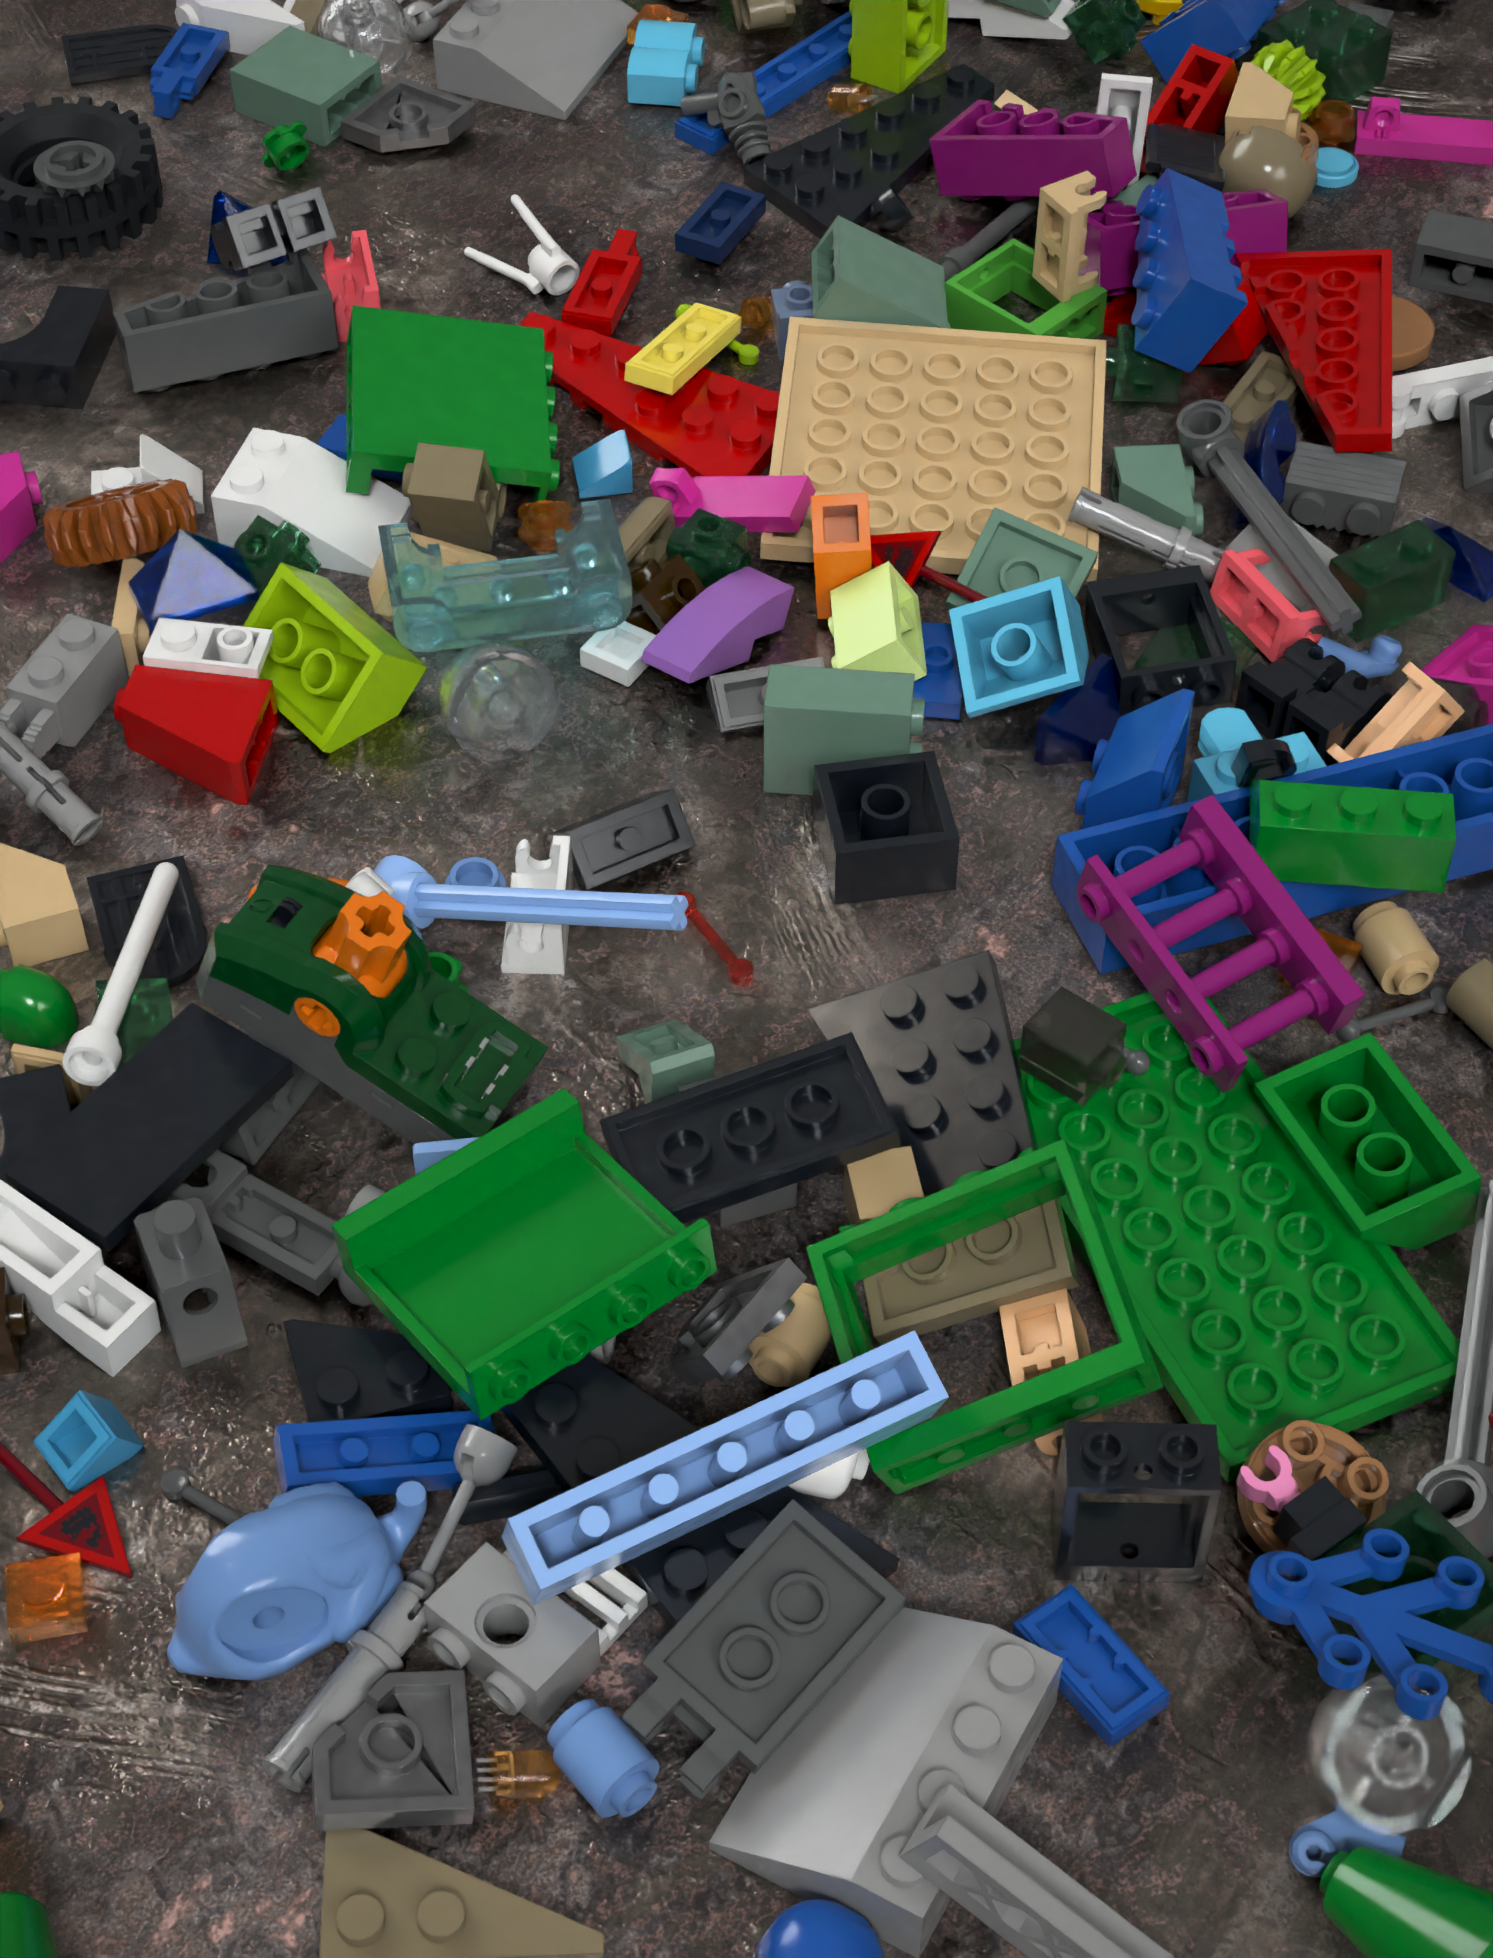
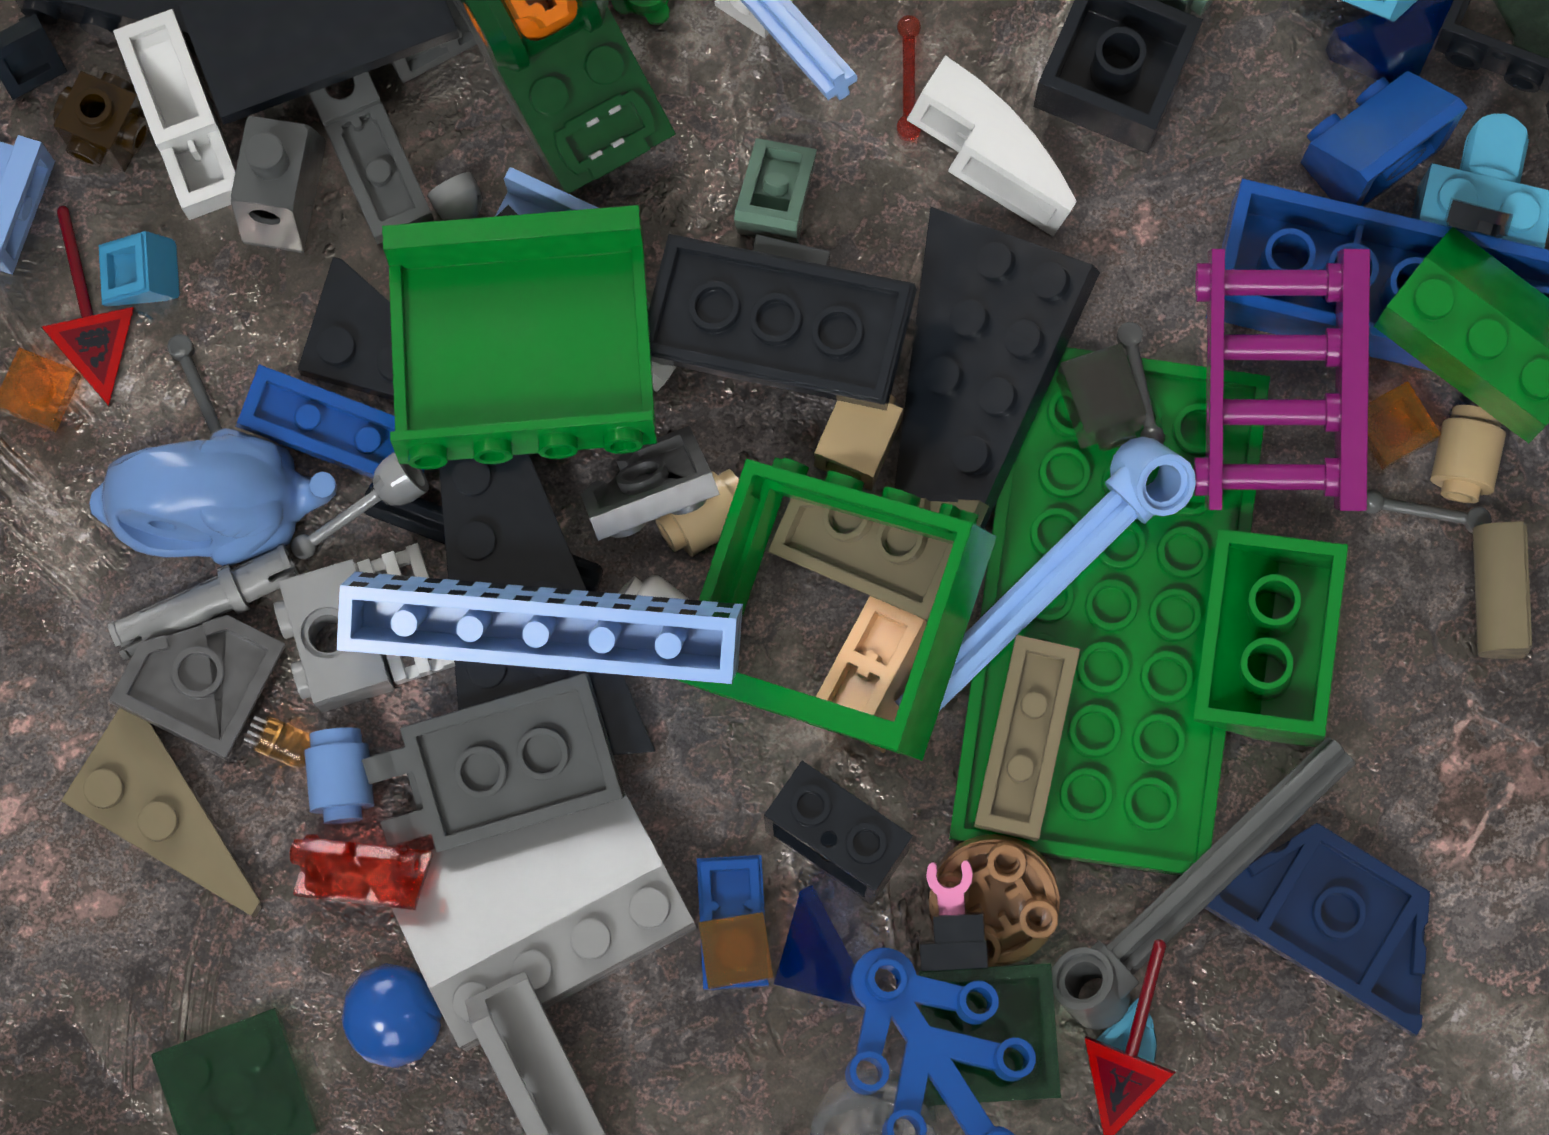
camera: 35 degrees right, 30 degrees up
(664, 1848) = (359, 872): none -> clear red hinge
(828, 935) = (993, 146): none -> white slope
(1118, 1673) = (735, 950): none -> clear orange plate
(1161, 1090) = (1125, 502): none -> light blue piece
(1199, 1643) = (815, 956): none -> clear blue slope
(1233, 1336) = (1026, 738): none -> dark tan plate

